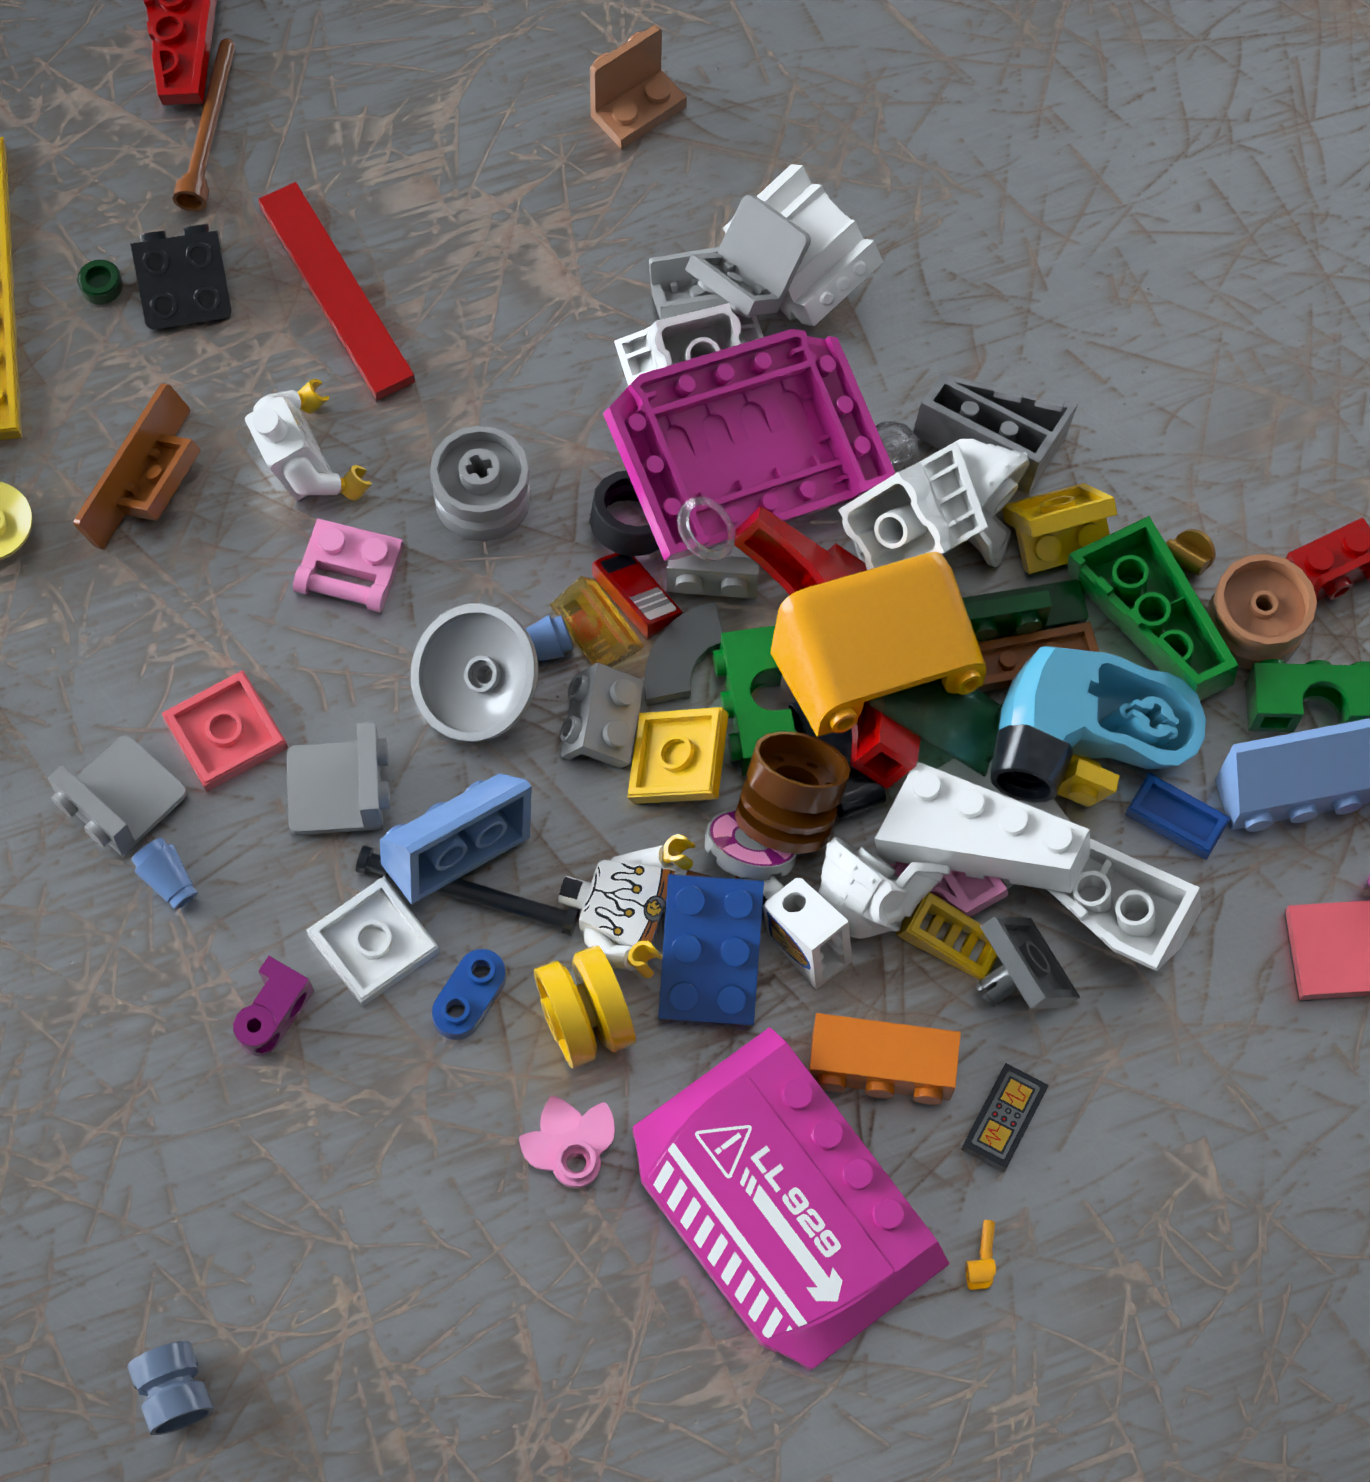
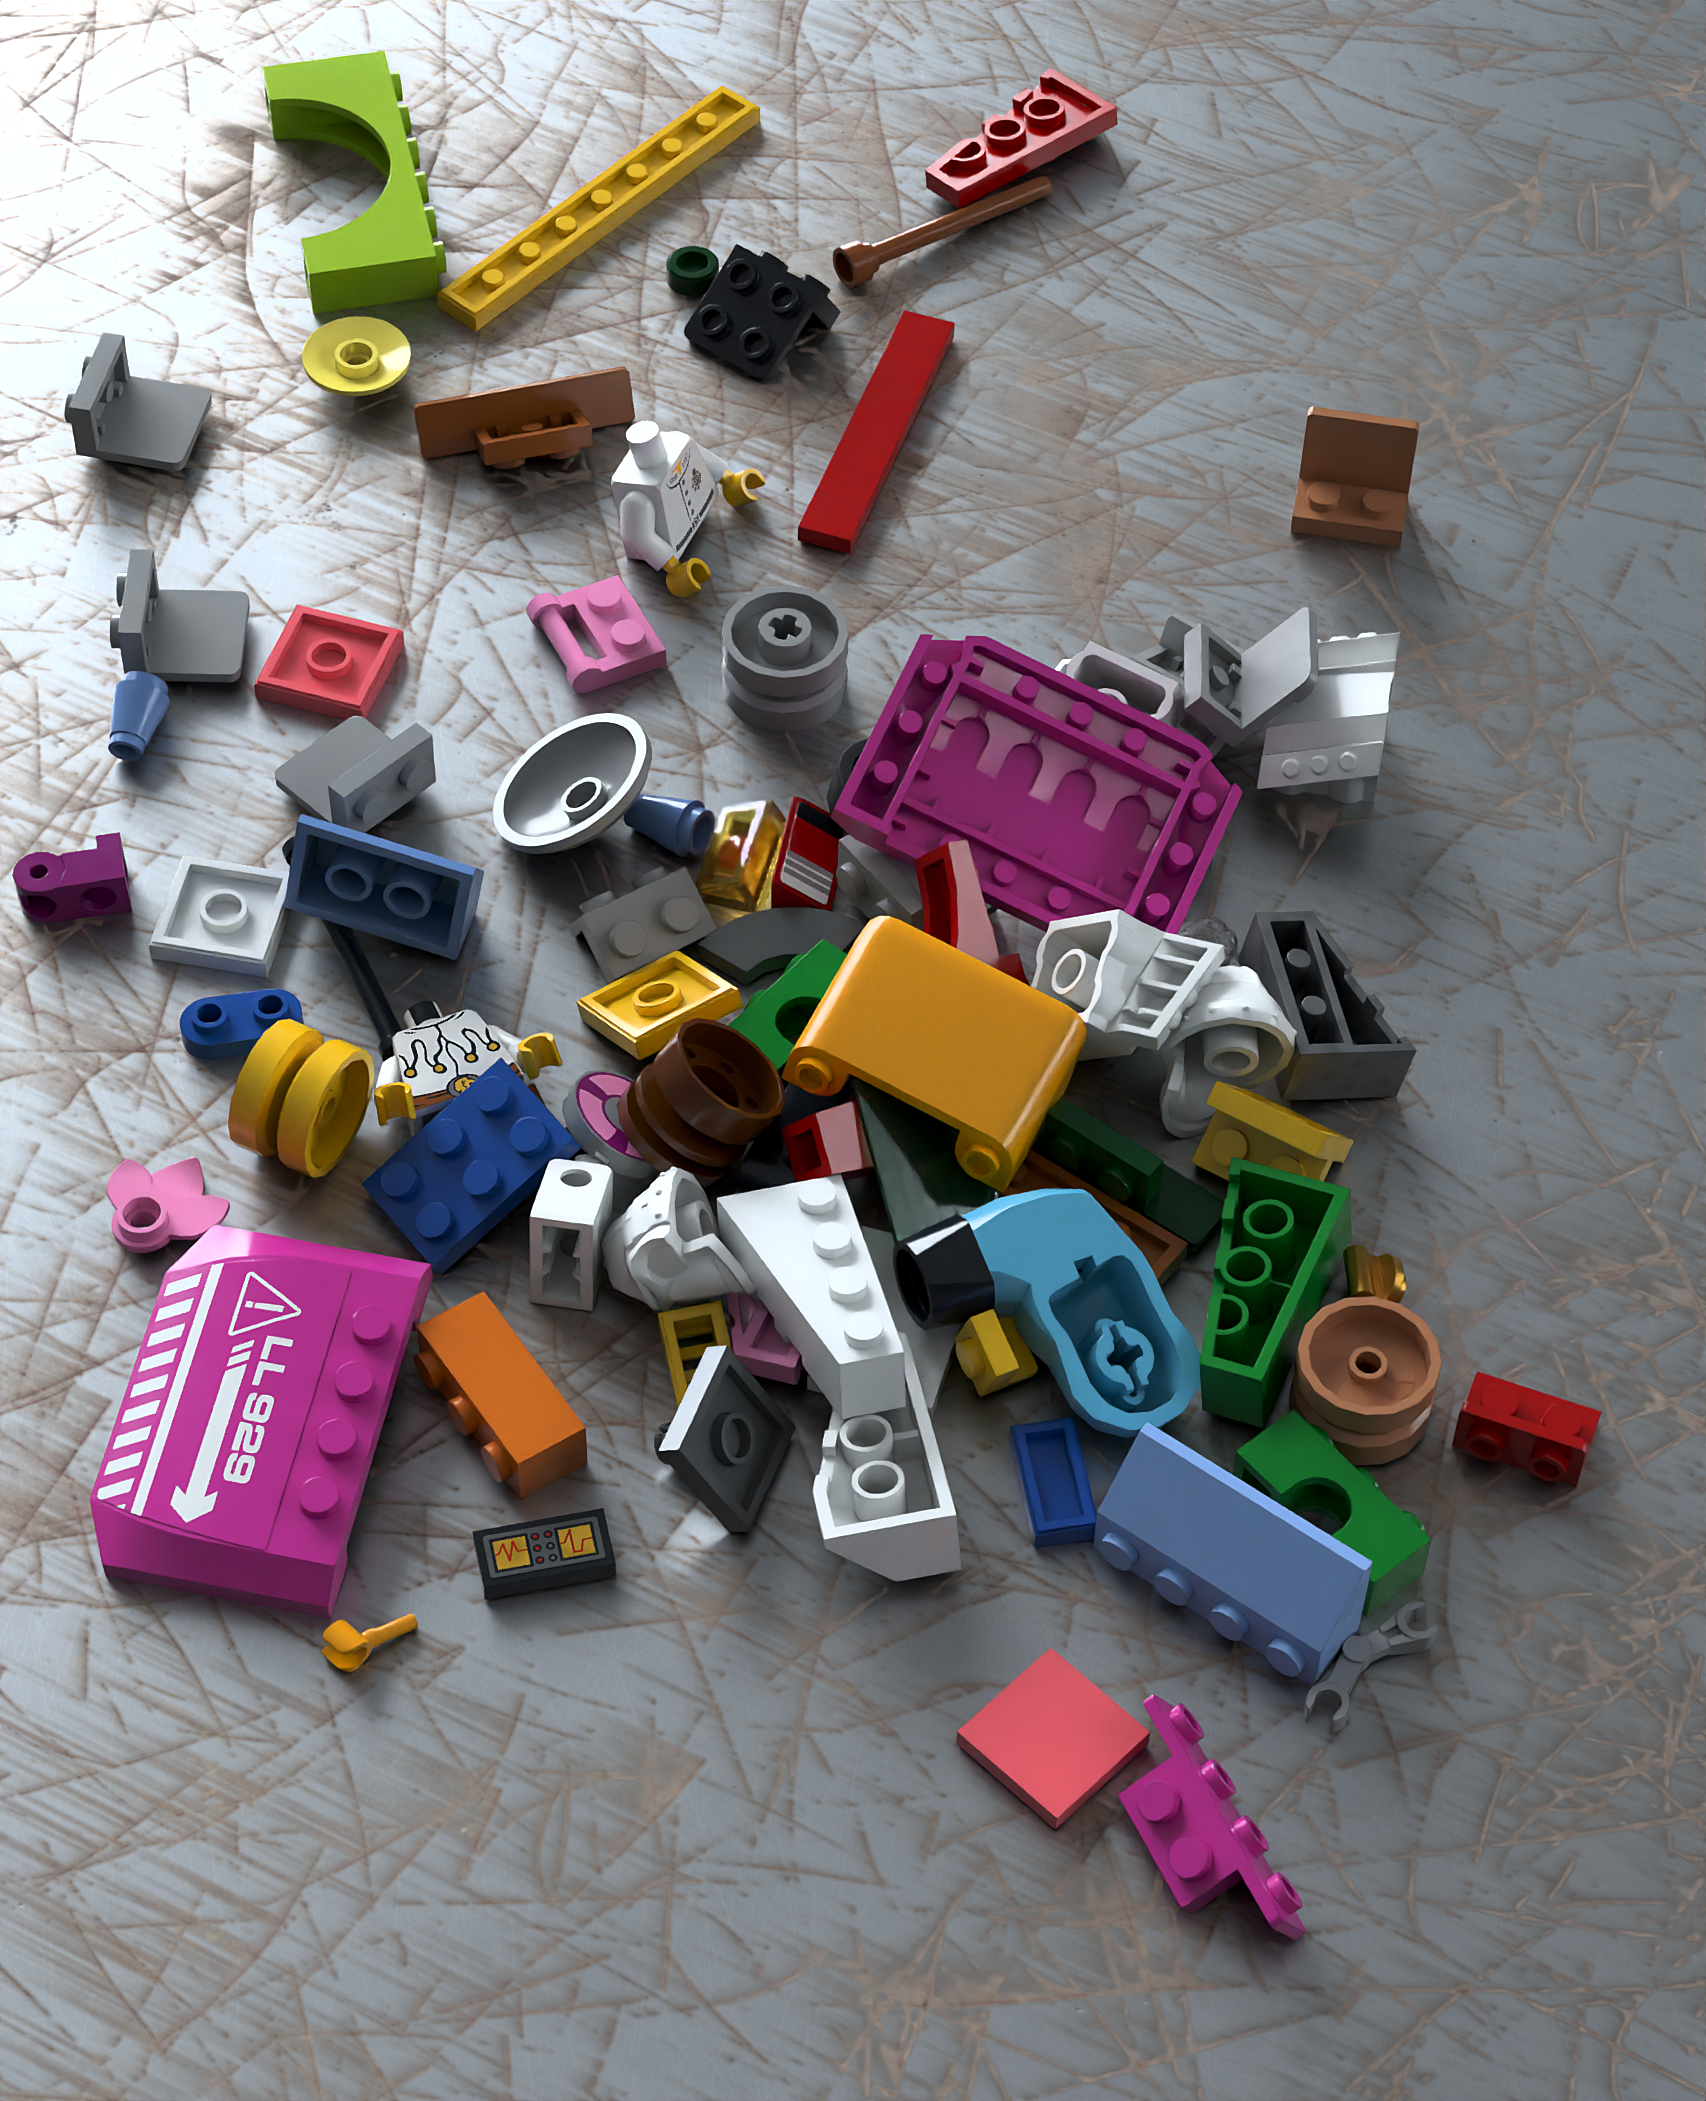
camera: 50 degrees right, 15 degrees down
(690, 541) = (867, 835): clear piece -> none

